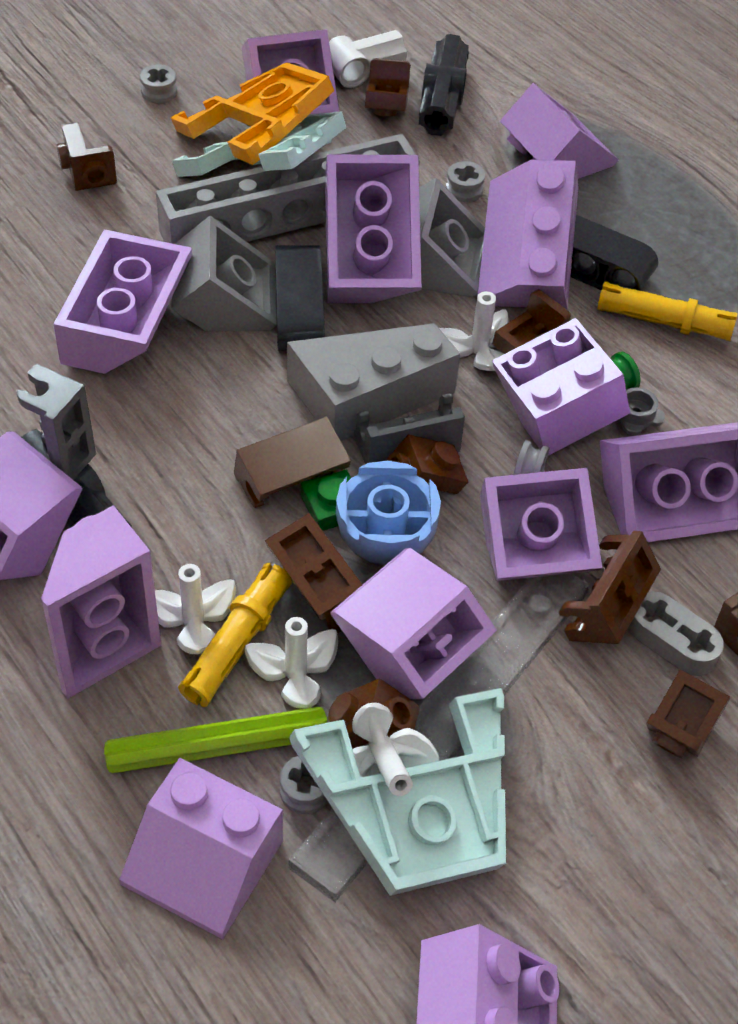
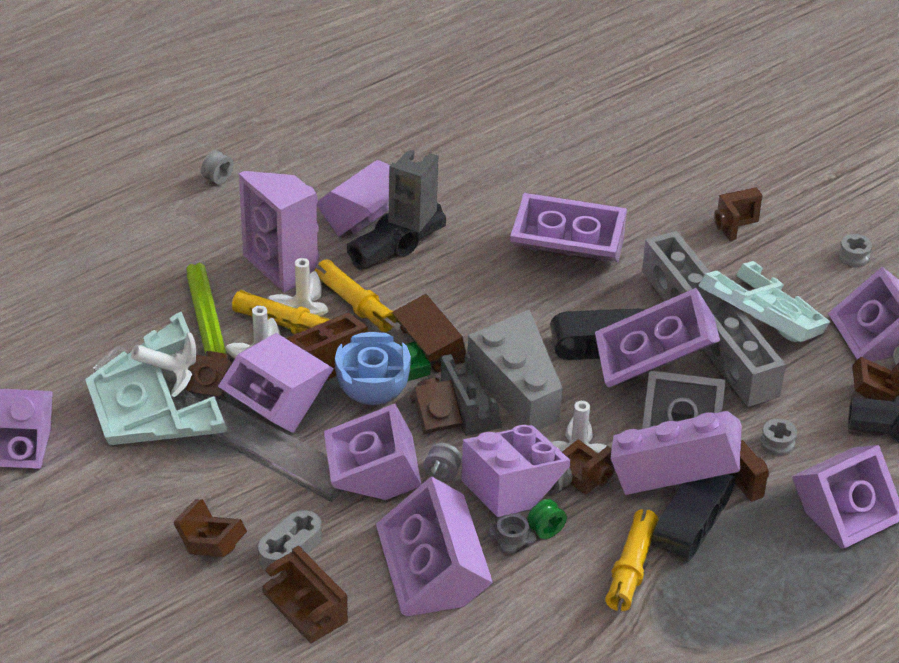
camera: 90 degrees right, 10 degrees down
(202, 847) = (131, 307): lavender slope -> none
(215, 537) = (364, 302): none -> yellow pin
(225, 282) = (611, 283): light grey slope -> none
(268, 103) = (802, 287): light orange wing -> none
(615, 594) = (315, 492): reddish brown hinge -> none

